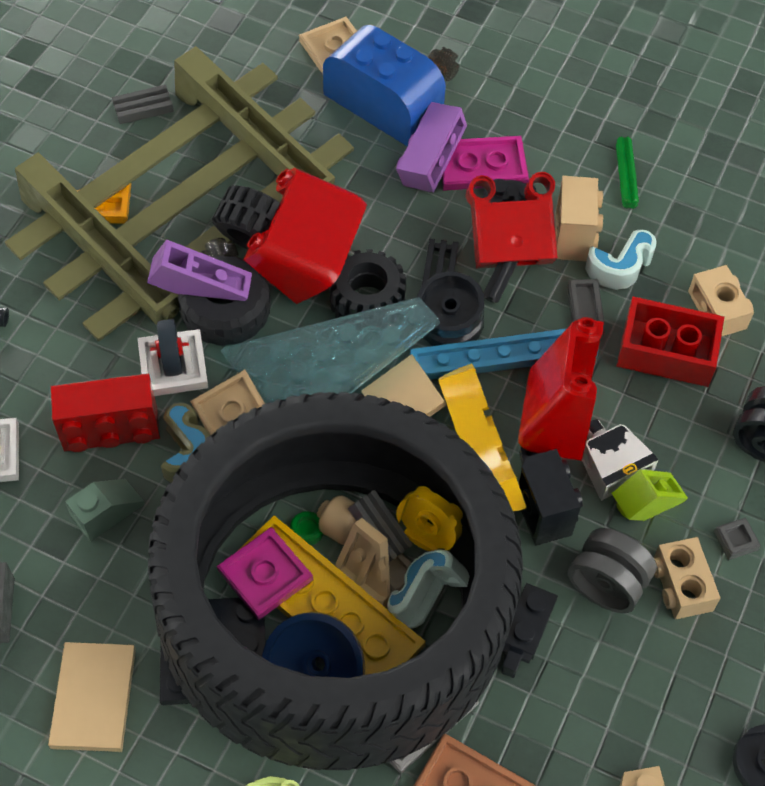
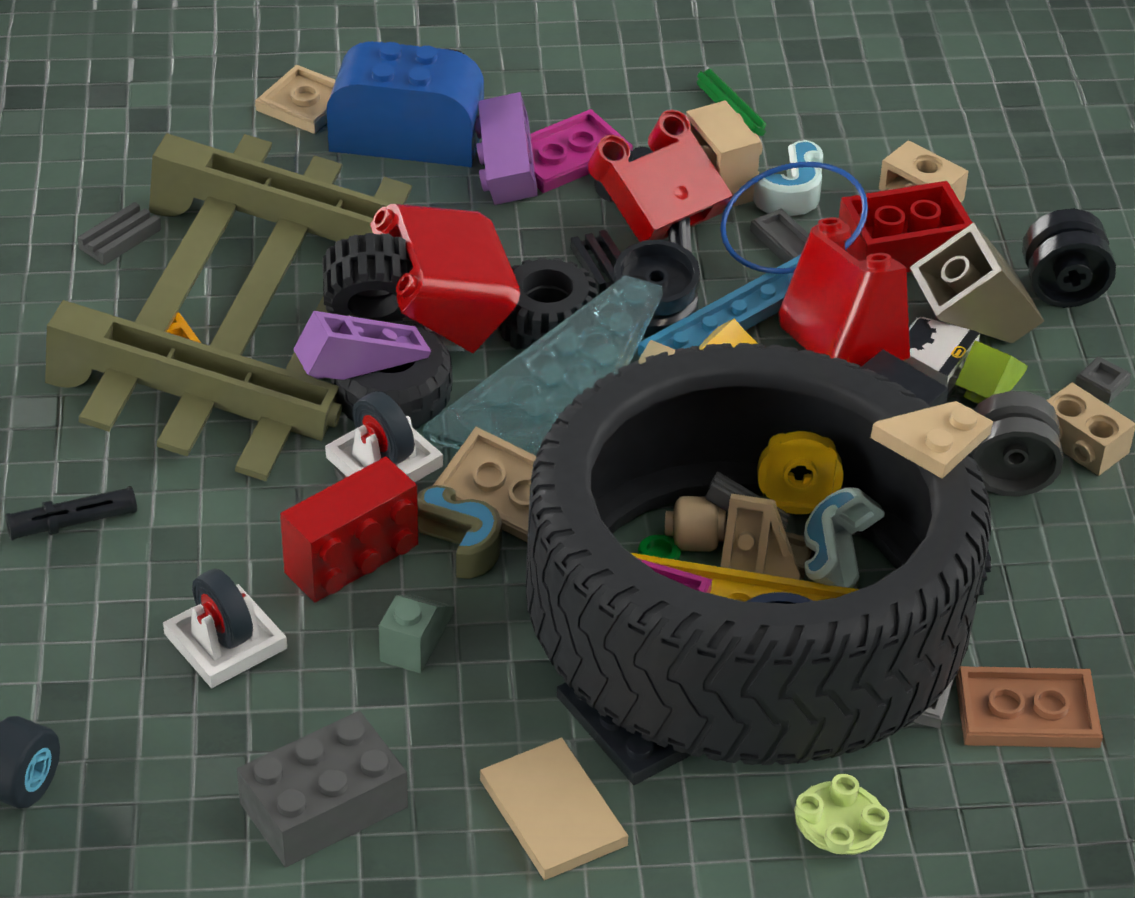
camera: 30 degrees left, 15 degrees down
(491, 569) = (934, 436): none -> tan wing
(585, 250) = (777, 169): none -> blue piece
(682, 421) = (976, 287): none -> dark tan slope

